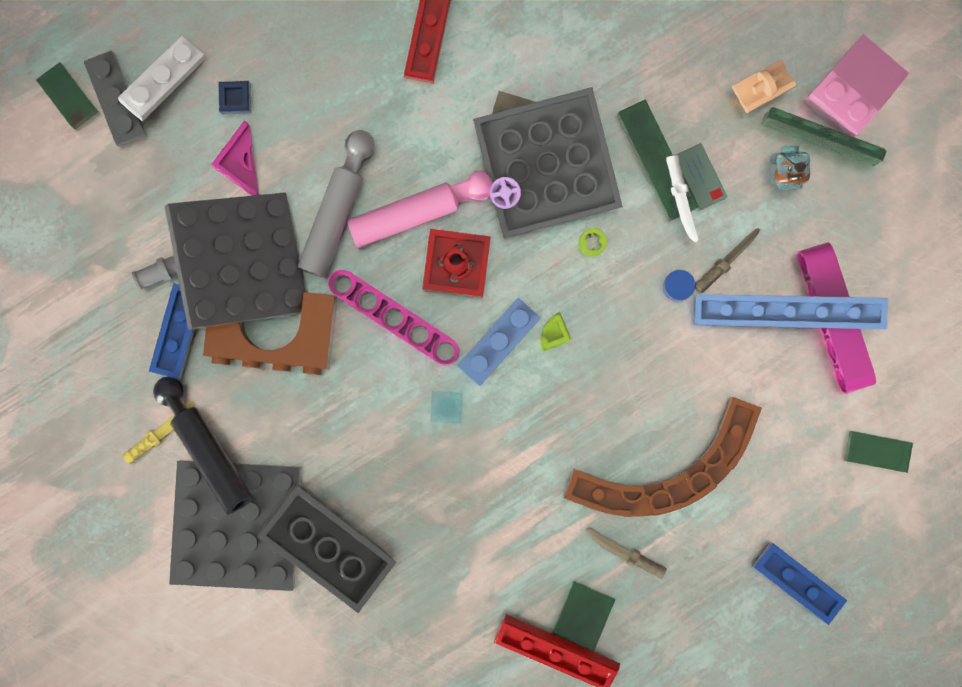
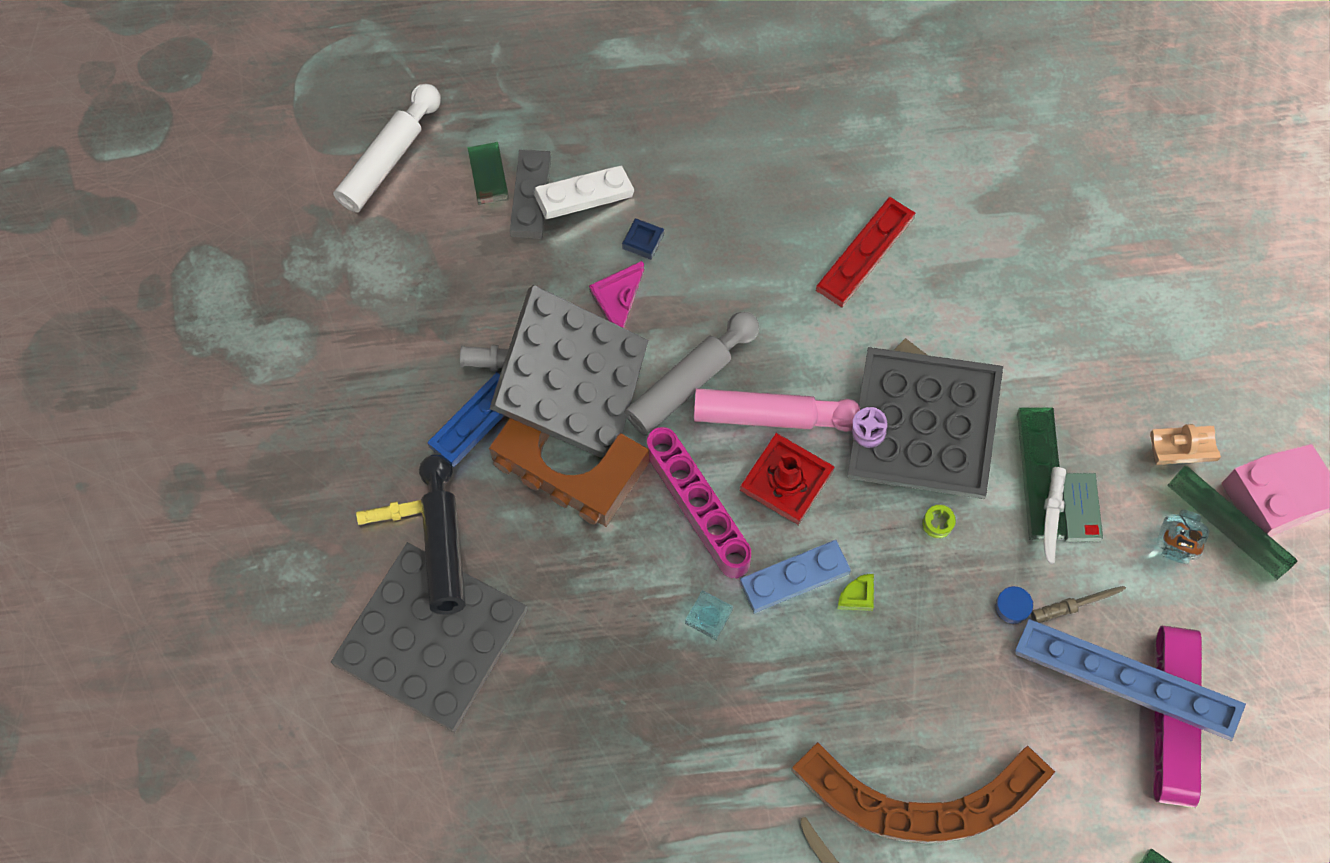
camera: 25 degrees right, 20 degrees down
(325, 548) = (512, 693): dark grey brick -> none

